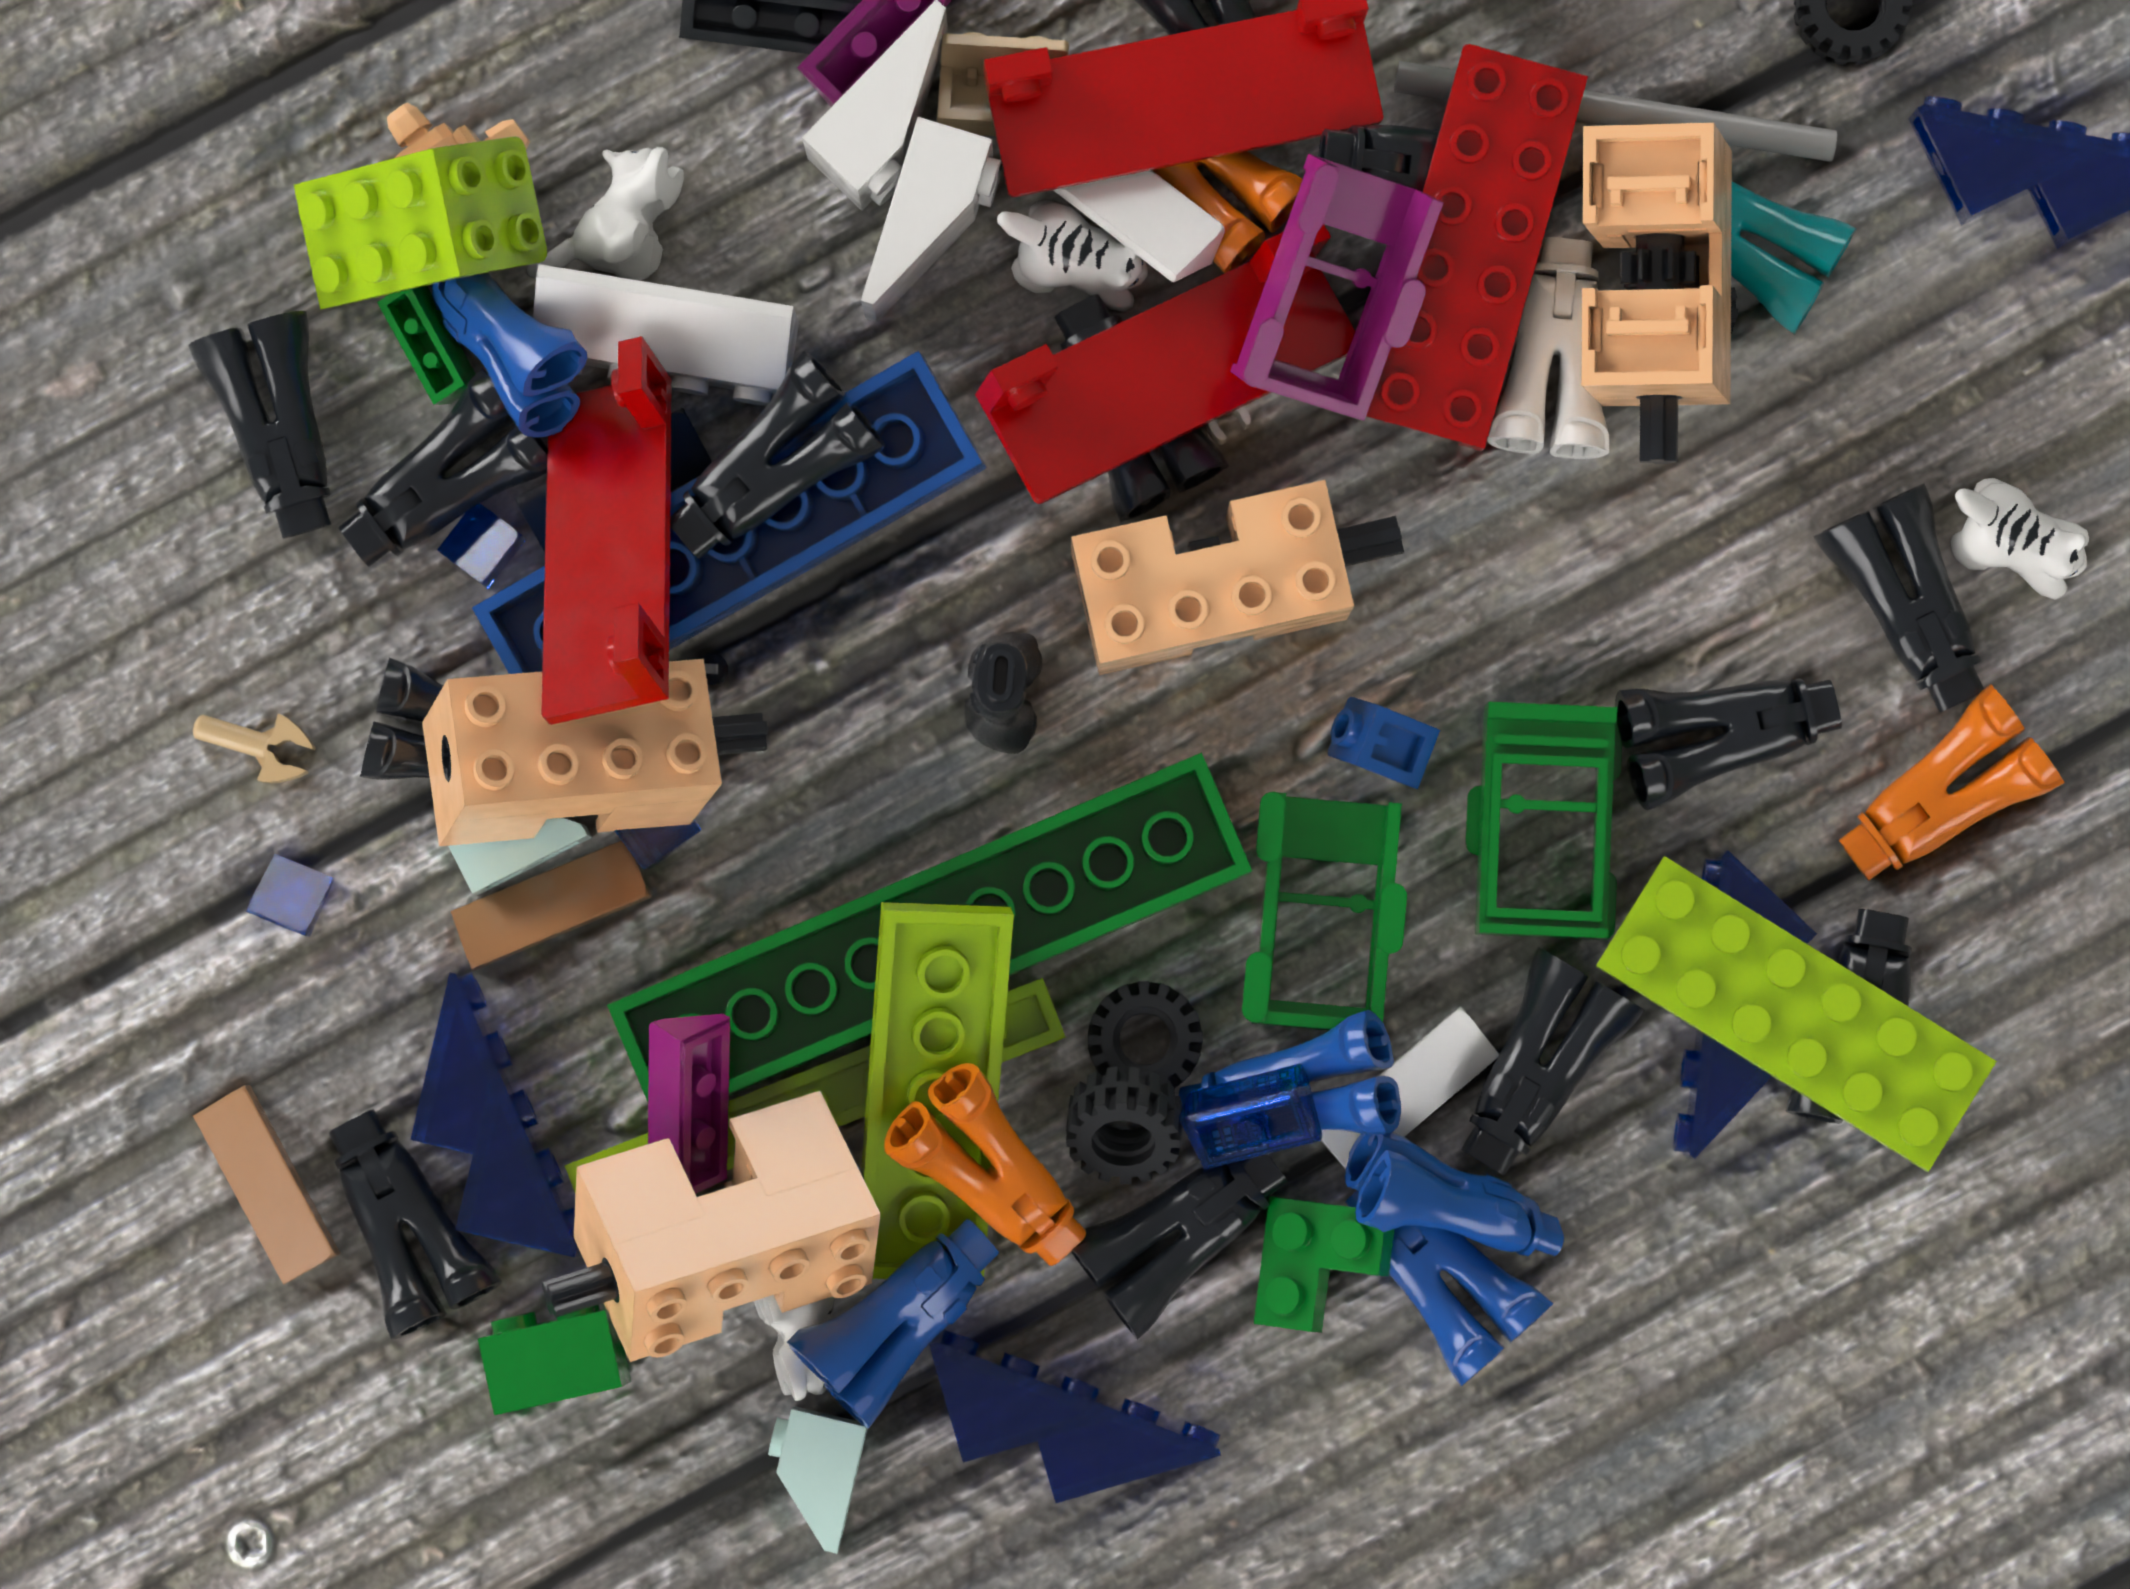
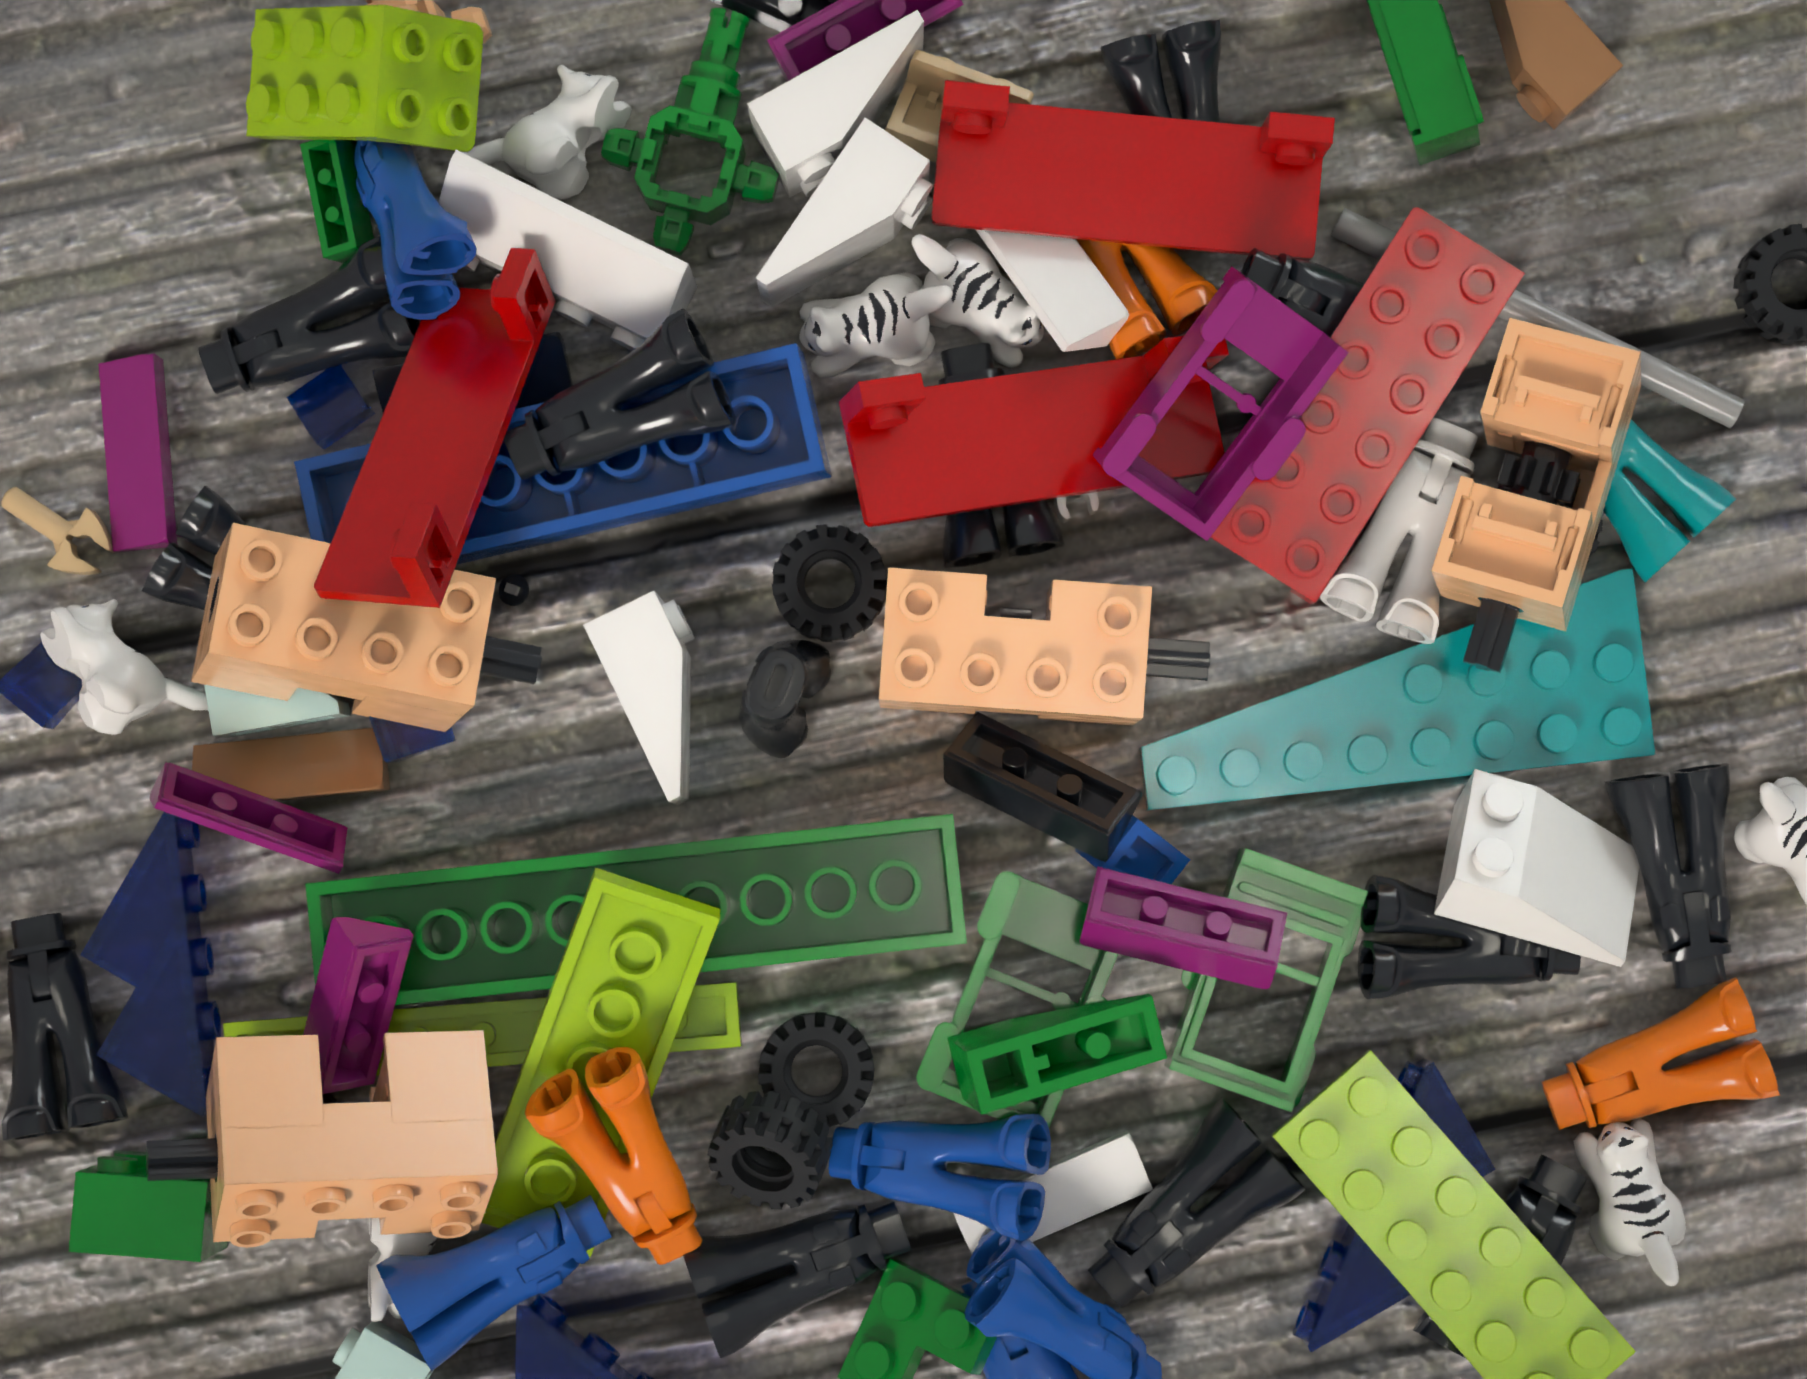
camera: 20 degrees right, 0 degrees up
(281, 455) = (168, 262): black piece -> none
(309, 647) = (137, 453): none -> magenta slope
(359, 867) = (115, 678): none -> white animal
(532, 958) = (250, 817): none -> magenta slope
(755, 152) = (706, 111): none -> green piece
(868, 701) = (652, 677): none -> white slope
(988, 304) = (881, 321): none -> white animal
(1006, 532) = (824, 544): none -> black tyre
(1251, 1116) = (894, 1180): clear blue slope -> none
(1275, 703) = (1040, 786): none -> black slope
(1366, 946) = (1054, 1051): none -> green slope
(1452, 795) = (1183, 928): none -> magenta slope
(1627, 522) = (1430, 714): none -> teal wing
(1773, 639) = (1537, 870): none -> white slope
(1960, 928) = (1635, 1206): none -> white animal

